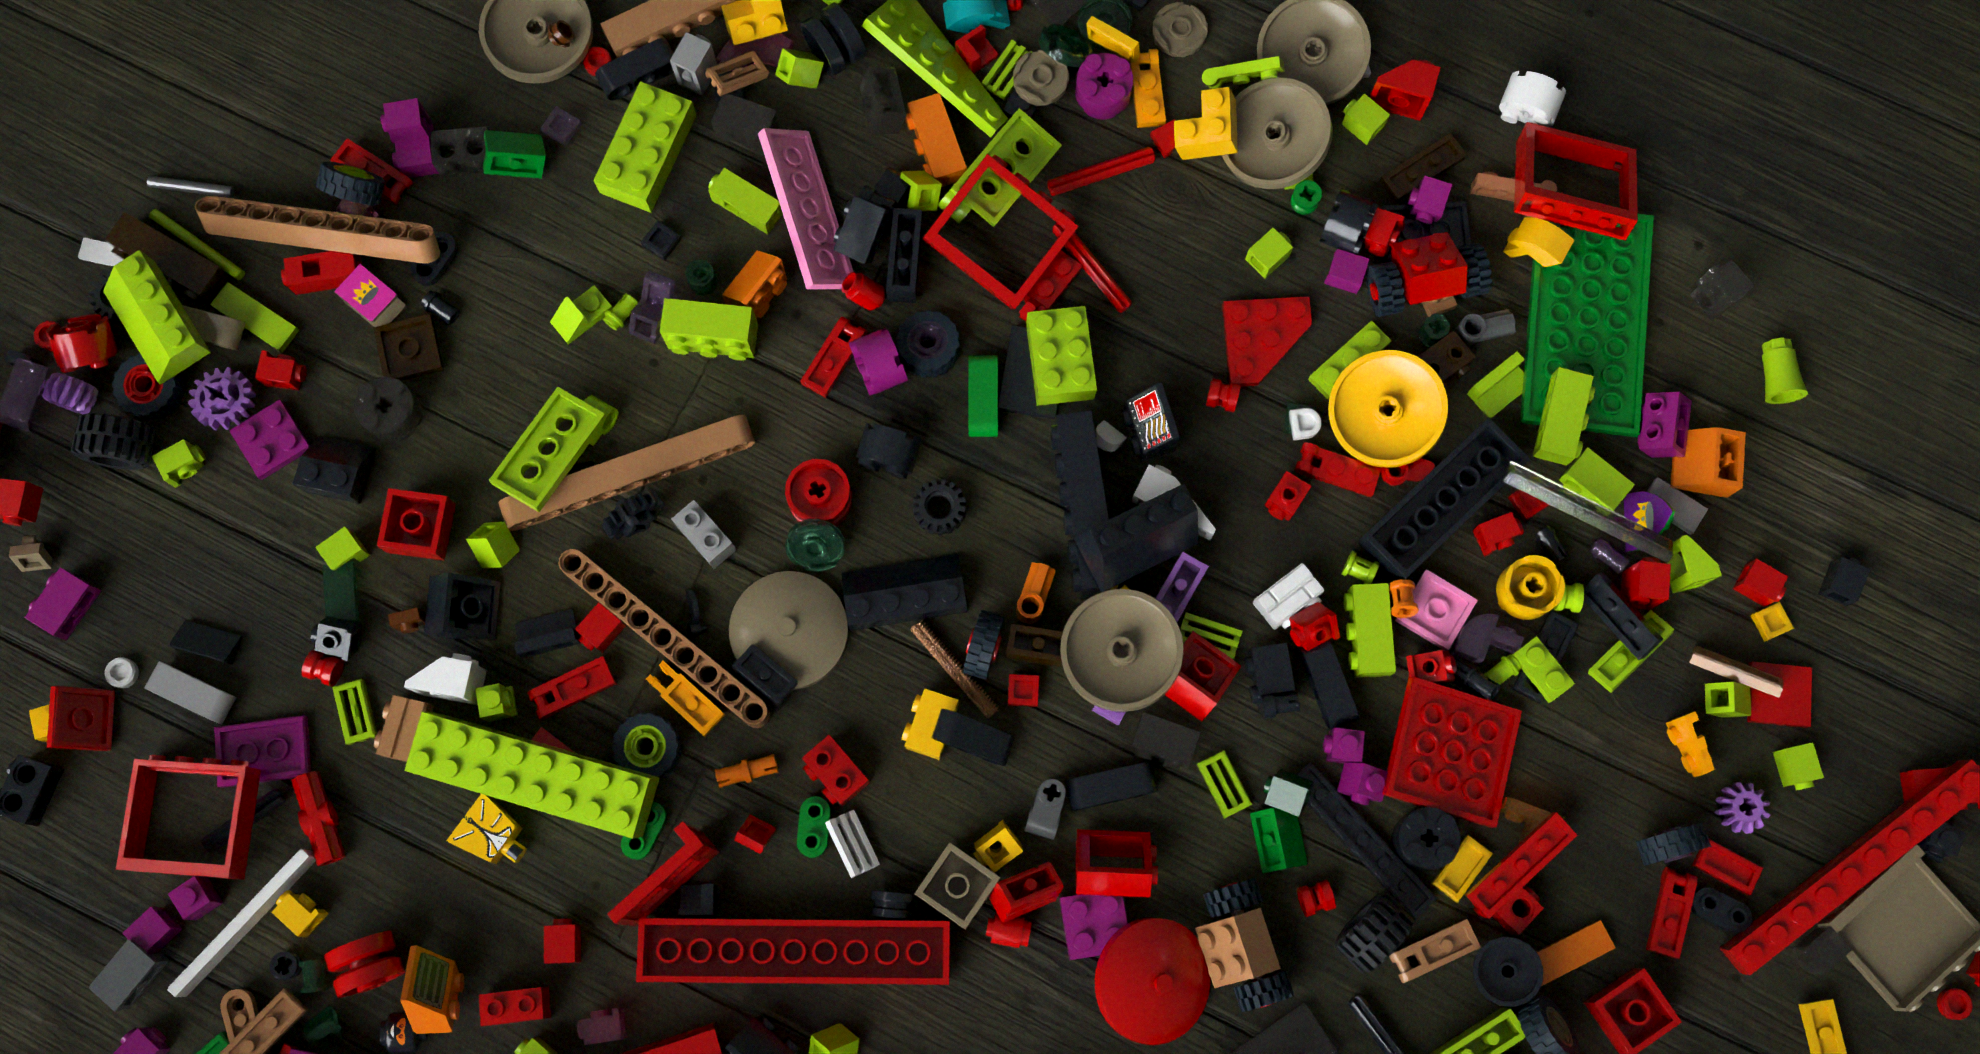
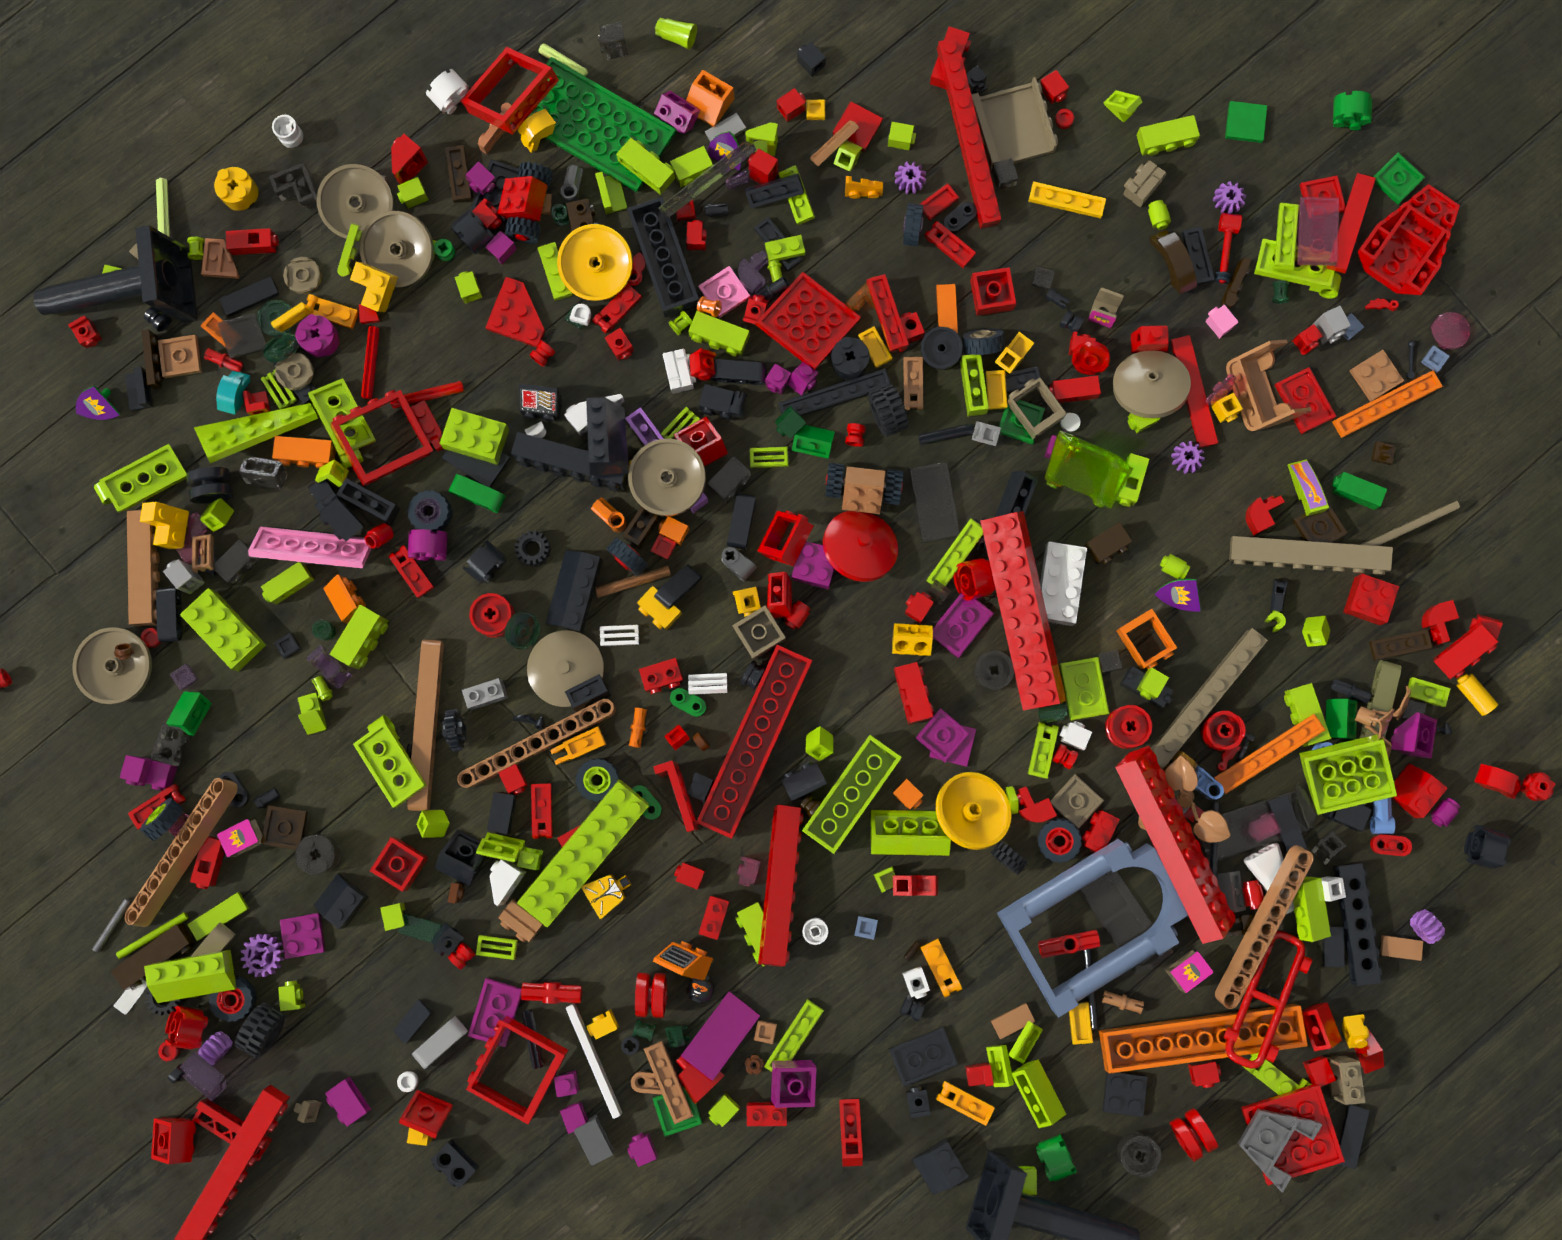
camera: 60 degrees left, 5 degrees up
(280, 371) = (262, 912): red brick -> none
(493, 654) = (501, 847): none -> lime slope
(763, 871) = (701, 741): none -> reddish brown tile
(858, 662) = (619, 635): none -> white tile
(1053, 693) = (673, 530): none -> orange brick
(1543, 579) = (732, 223): yellow brick -> none
(1572, 598) = (750, 214): lime wheel -> none
(1659, 210) = (549, 52): none -> yellowish green axle

